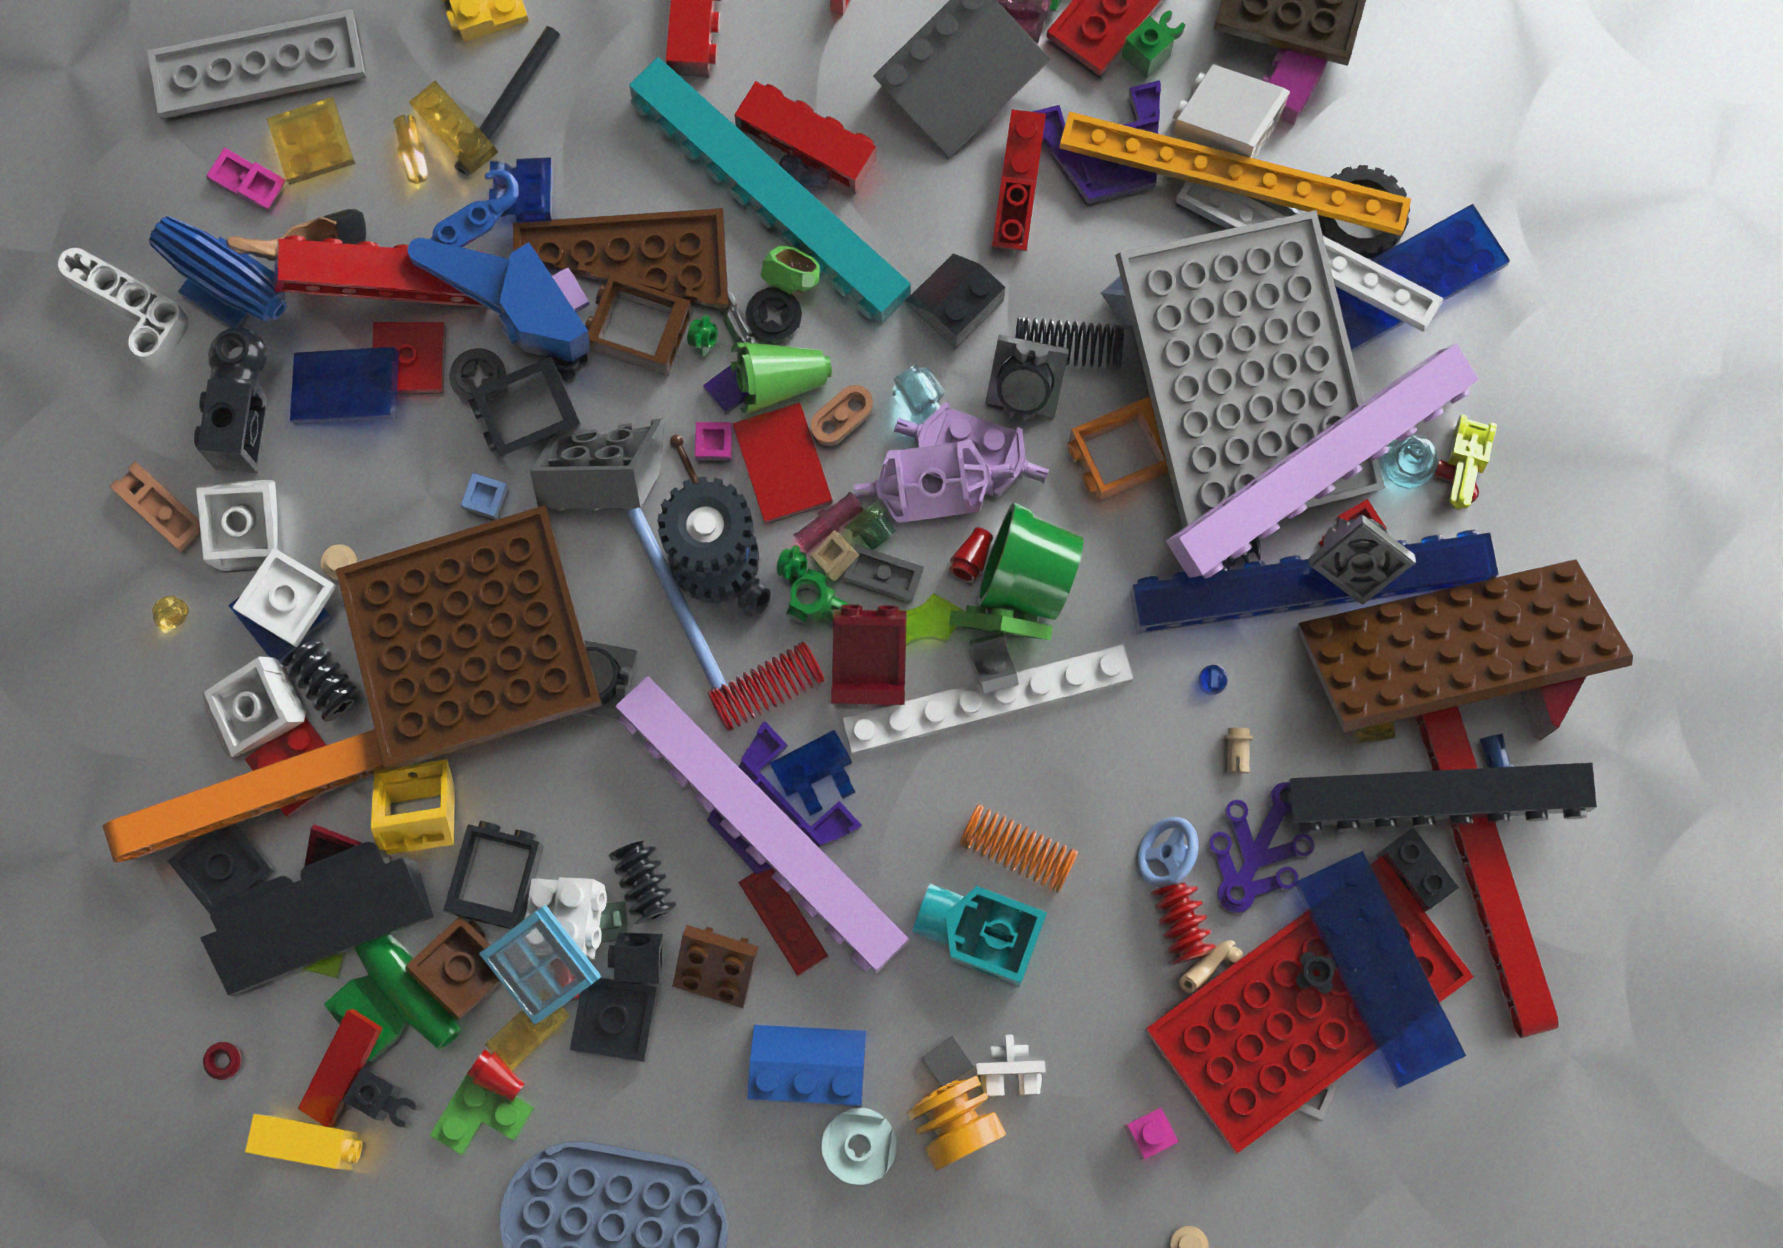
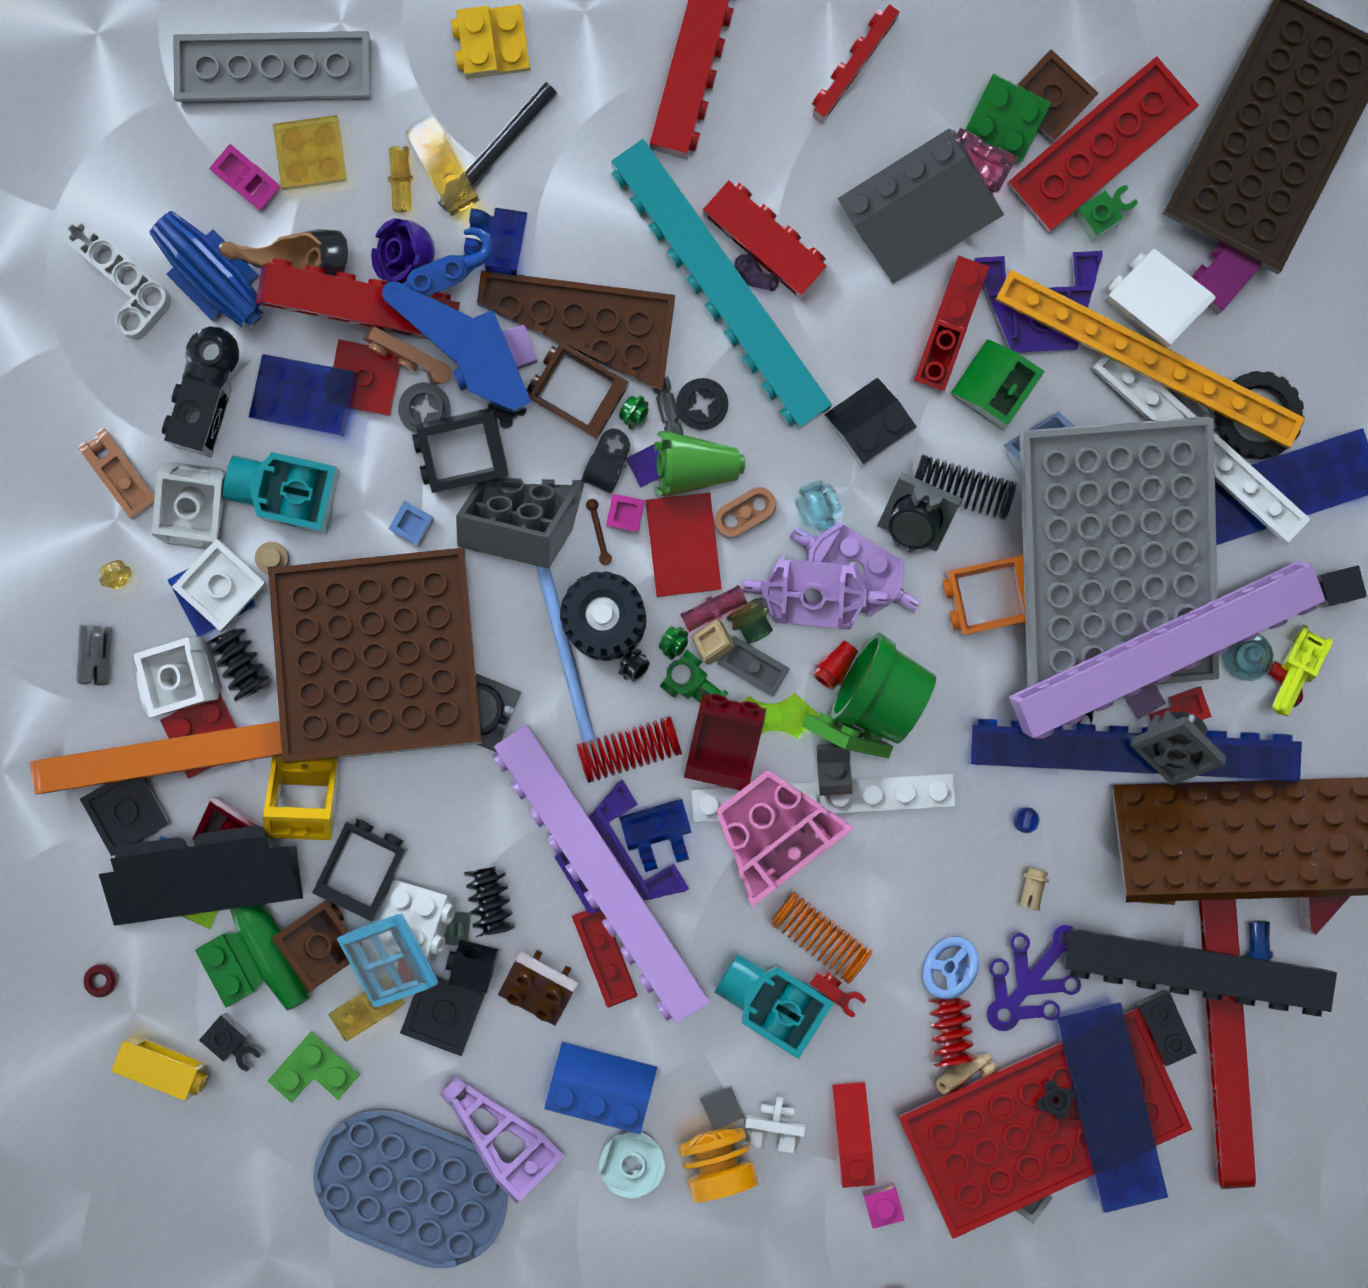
camera: 15 degrees right, 10 degrees up
(161, 709) = (94, 665): none -> dark grey arm
(340, 484) = (283, 489): none -> teal brick
(340, 1067) = (200, 1009): red tile -> none
(421, 209) = (400, 249): none -> dark purple cylinder
(450, 321) = (408, 356): none -> nougat plate
(494, 1075) = (331, 1042): red cone -> none
(683, 394) = (605, 467): none -> black piece
(741, 1174) = (529, 1167): none -> lavender plate
(790, 270) = (726, 368): bright green rock -> none
(945, 741) = (776, 832): none -> bright pink wedge
(1039, 898) = (829, 986): none -> red plate
(1081, 231) = (997, 383): none -> green slope
(1100, 1061) = (853, 1135): none -> red slope
(1308, 527) = (1145, 702): none -> clear purple tile
(1493, 367) = (1342, 586): none -> black brick

